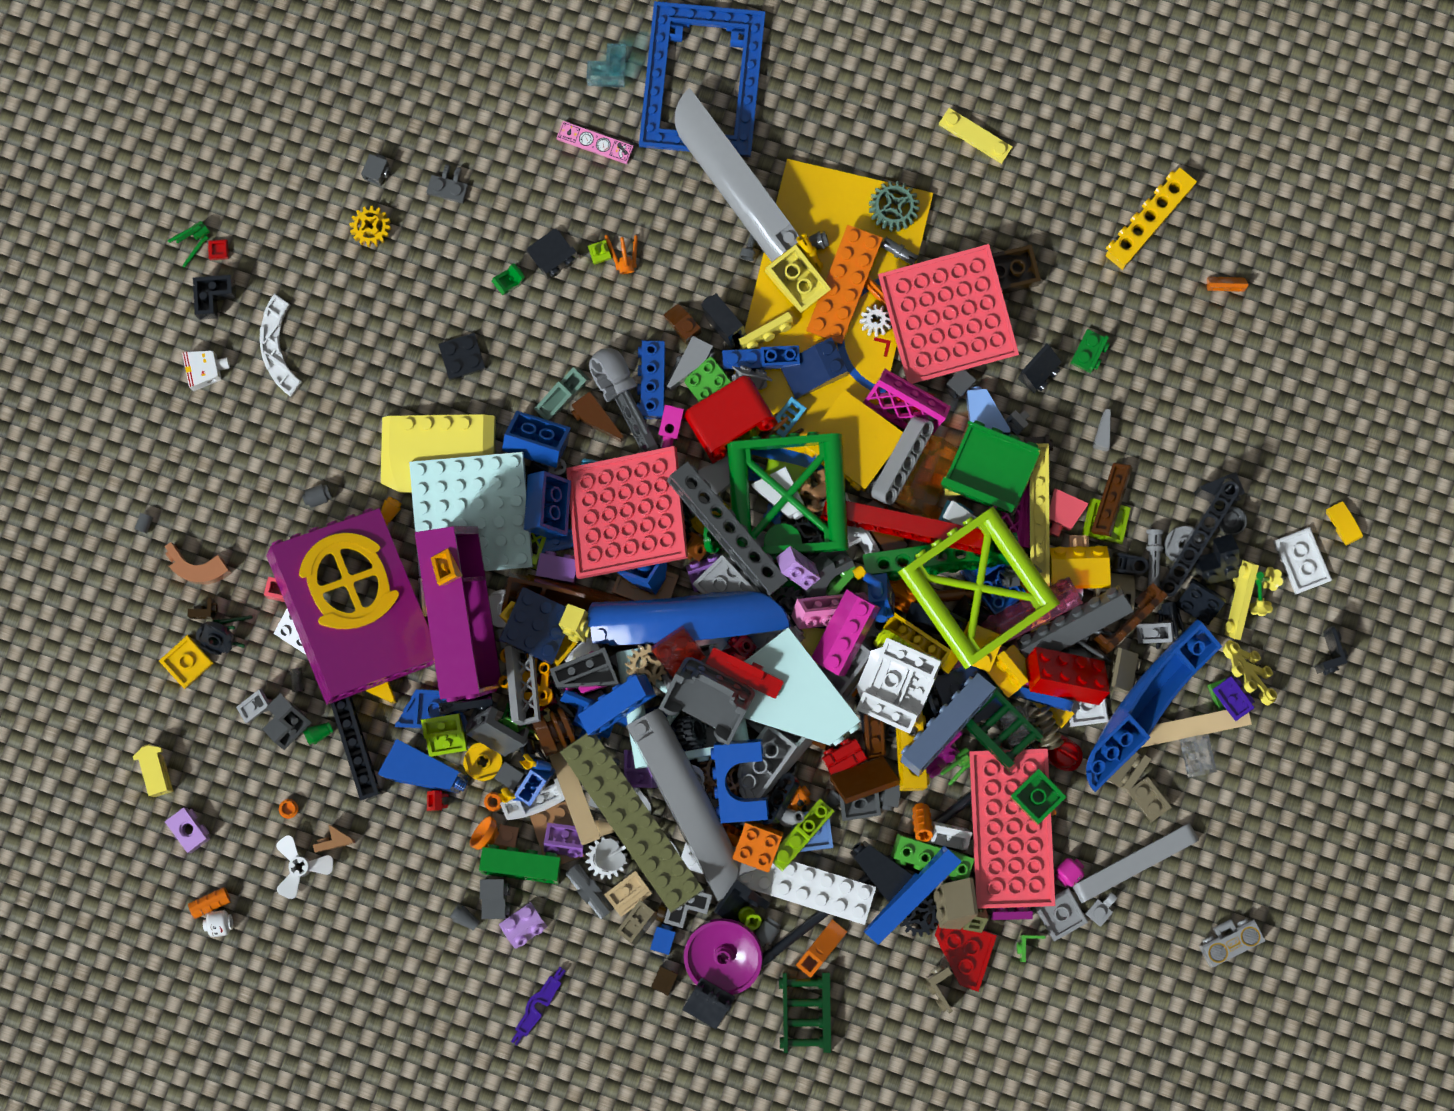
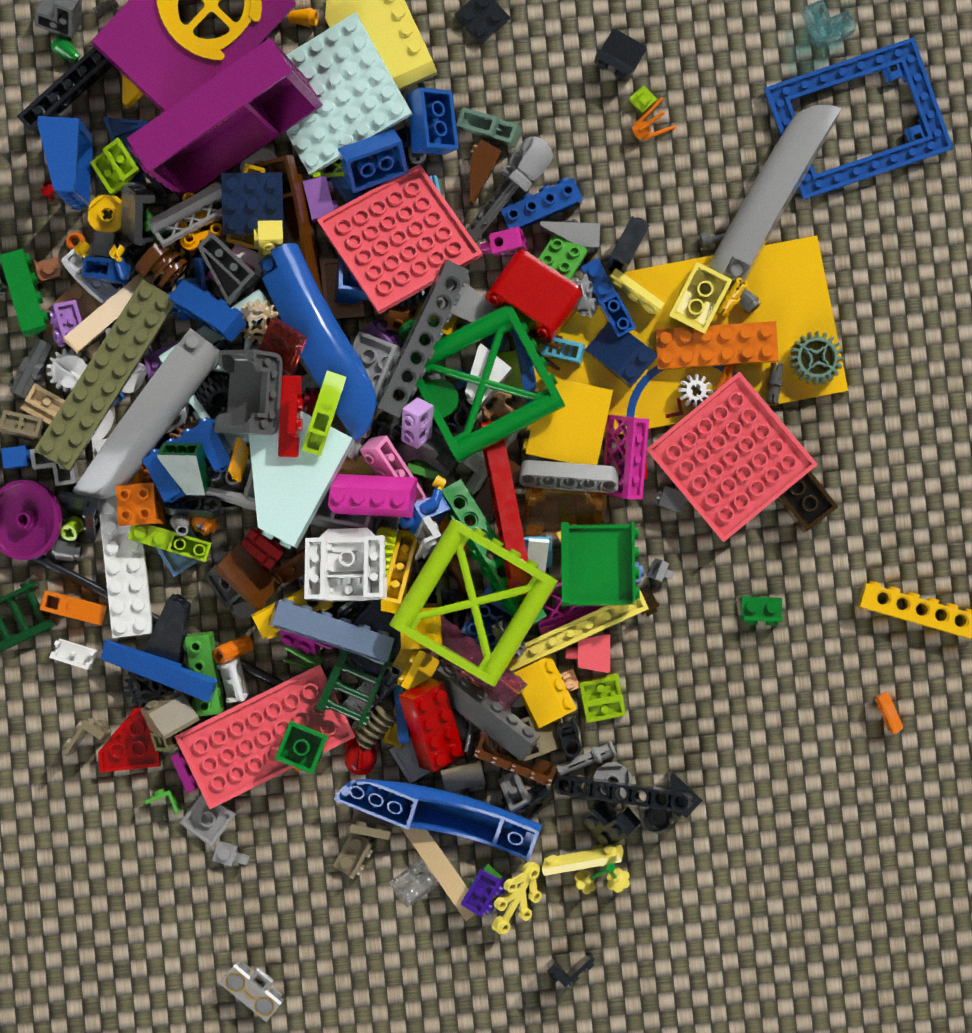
camera: 60 degrees right, 5 degrees up
(445, 568) = (247, 82): light orange slope -> none
(484, 834) = (39, 247): orange piece -> none
(508, 279) = (575, 25): green bracket -> none
(595, 142) = (748, 45): bright pink tile -> none
(682, 323) = (609, 209): reddish brown slope -> none
(746, 784) = (187, 466): none -> slope
(756, 640) = (323, 413): none -> lime slope
(760, 736) = (238, 460): none -> light orange piece
(862, 967) = (74, 654): none -> white hinge
(903, 603) = (427, 537): none -> light grey bracket
(975, 135) = (924, 406): light yellow plate -> none
(983, 409) = (654, 534): light blue slope -> none
(1013, 695) = (389, 682): none -> black pin
(1040, 369) = (720, 569): black slope -> none
(1069, 872) = (249, 809): dark pink head -> none
(1102, 438) = (683, 658): light grey slope -> none
(1111, 499) = (624, 693): reddish brown tile -> none
(1135, 862) = (287, 867): light grey beam -> none
(1200, 601) = (565, 822): black bracket -> none
(1302, 560) = (649, 902): white tile -> none
(1344, 522) = (704, 927): yellow slope -> none

